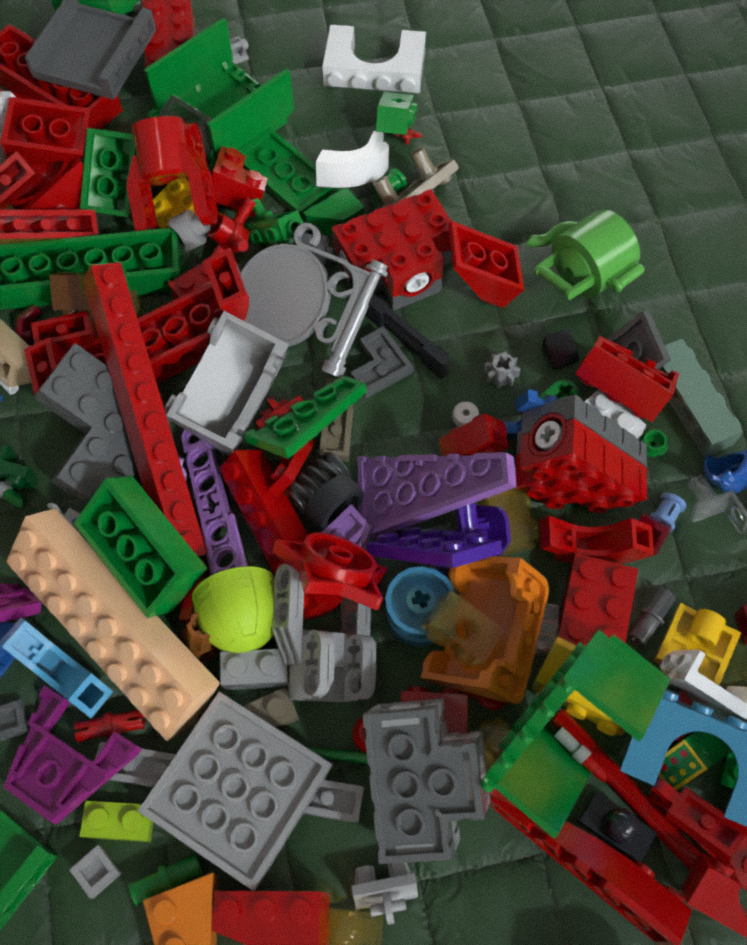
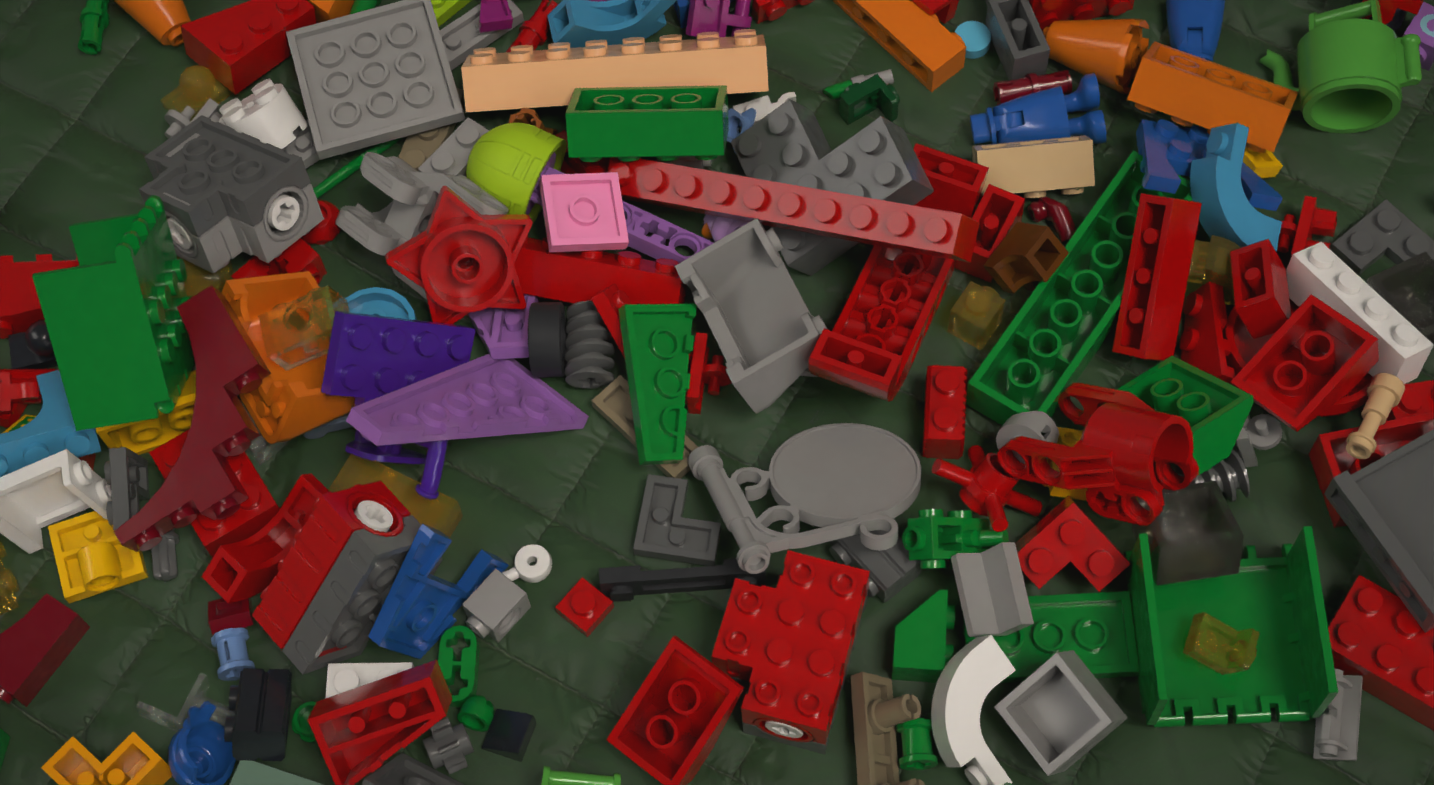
camera: 135 degrees right, 0 degrees up
(74, 92) = (1383, 394): none -> tan piece
(226, 93) = (1220, 645): none -> clear yellow bracket
(238, 532) = (583, 212): none -> bright pink plate
(286, 188) = (992, 591): none -> light grey panel
(321, 127) = (1060, 712): none -> light grey piece
(340, 831) = (265, 114): none -> white brick
(463, 372) = (584, 607): none -> red plate
(480, 435) = (480, 516): red brick -> none
(501, 369) = (550, 648): light grey gear -> none
(502, 403) = (495, 606): none -> light grey brick
(566, 370) = (476, 713): none -> green hinge
(609, 588) = (219, 426): none -> dark red arch
(669, 634) = (129, 484): none -> dark grey plate
(683, 455) = (261, 714): none -> black brick

